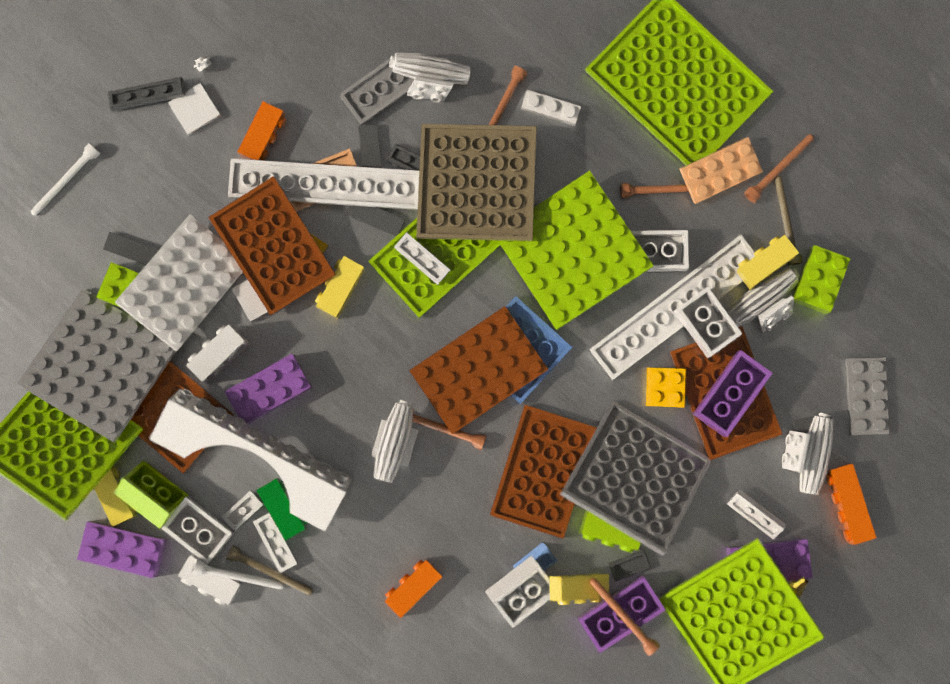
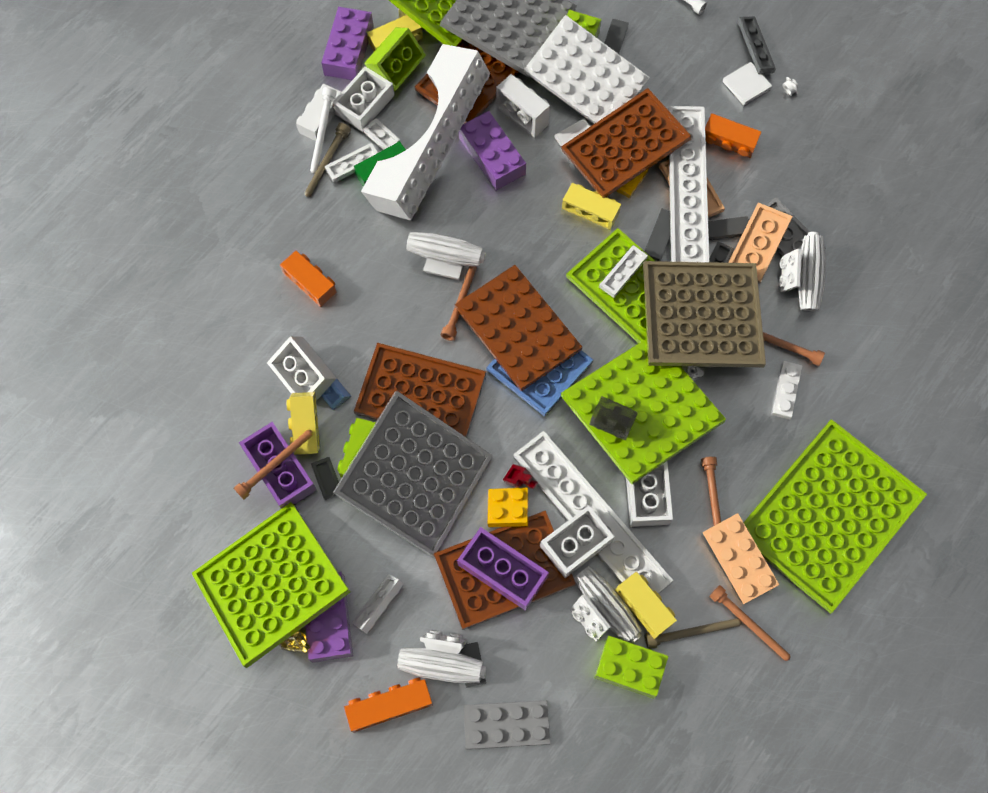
camera: 90 degrees right, 15 degrees down
(391, 116) = (761, 238): none -> light nougat plate
(593, 279) = (613, 418): none -> clear smoke brick
(635, 376) = (519, 475): none -> dark red plate

